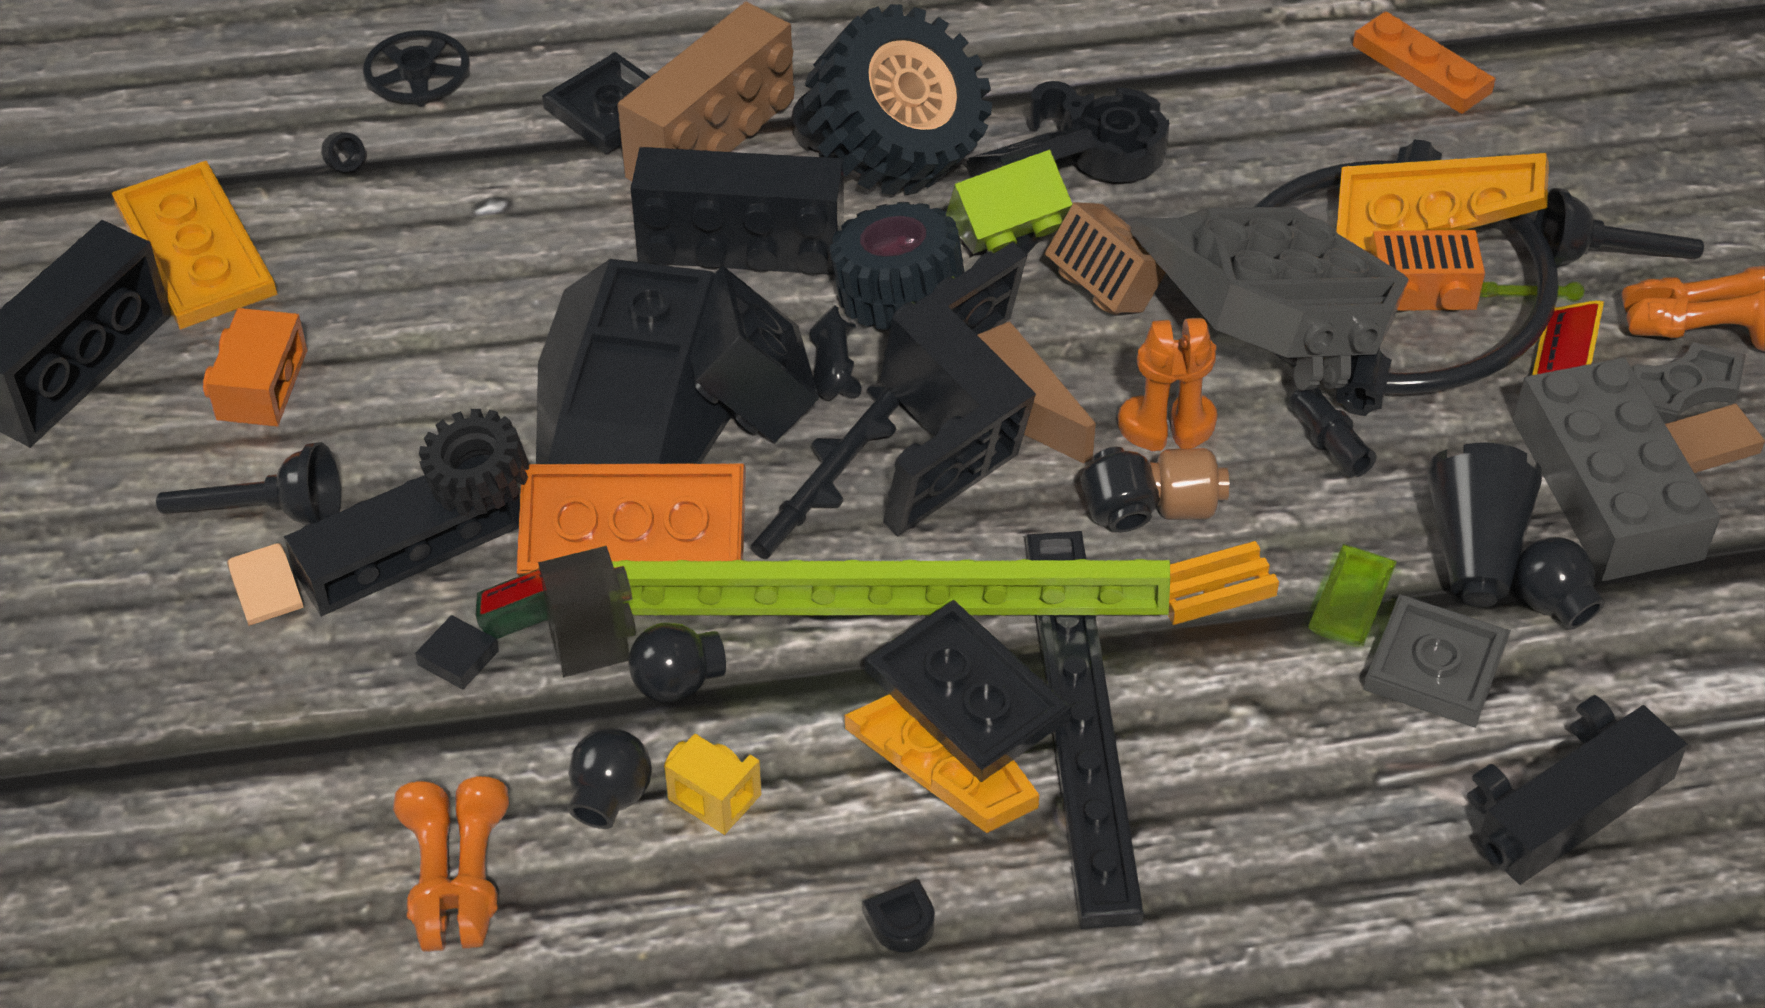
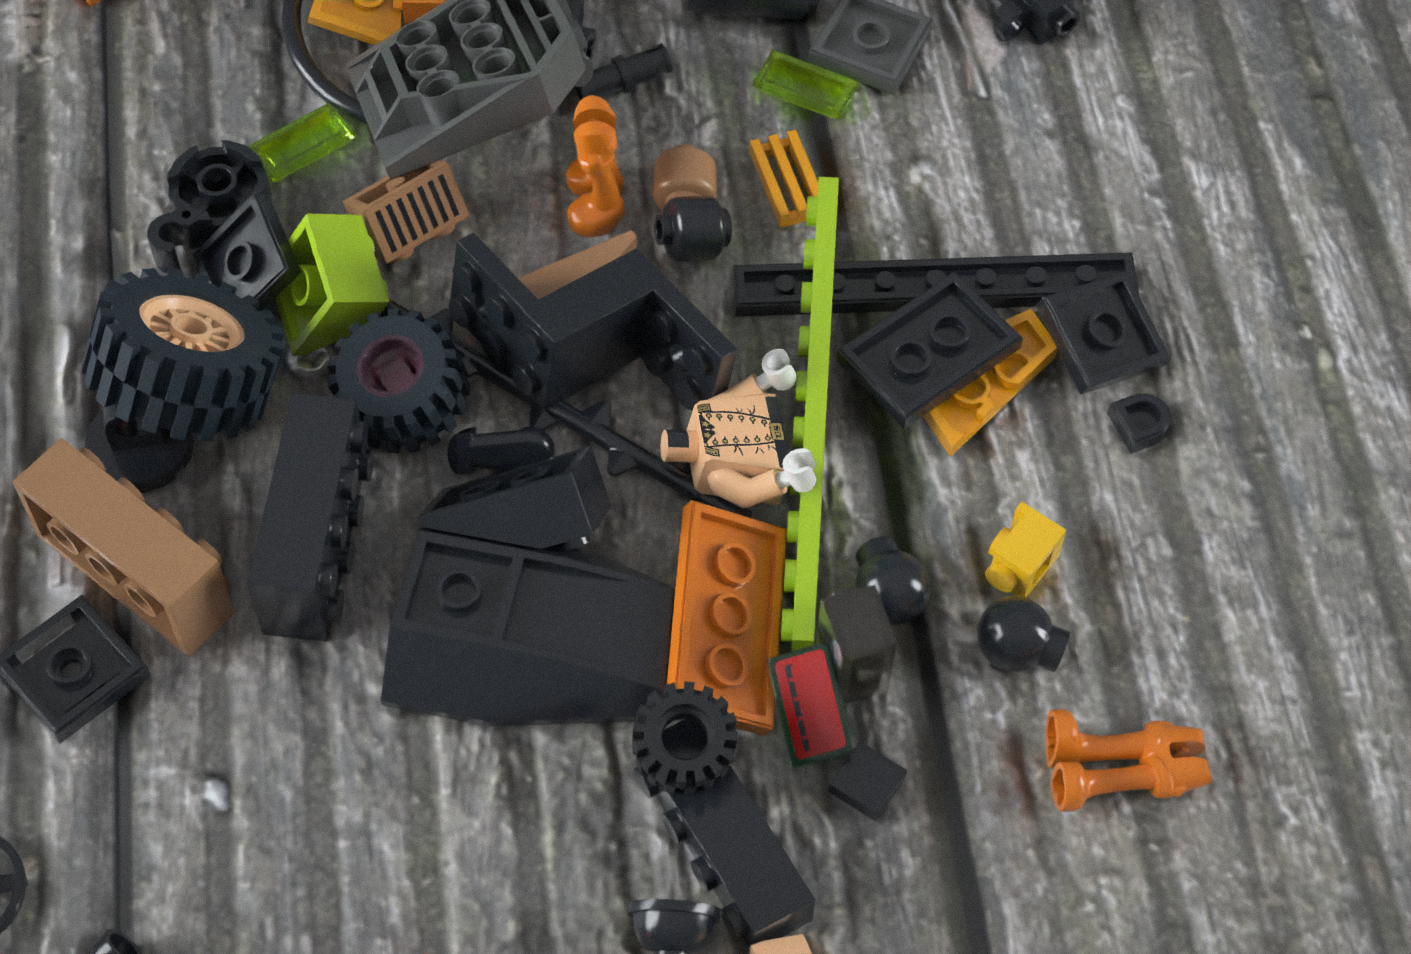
camera: 90 degrees left, 10 degrees up
(835, 516) = (740, 442): none -> light nougat torso
(1011, 867) = (1103, 332): none -> black tile
(1192, 187) = (302, 142): none -> clear neon green tile

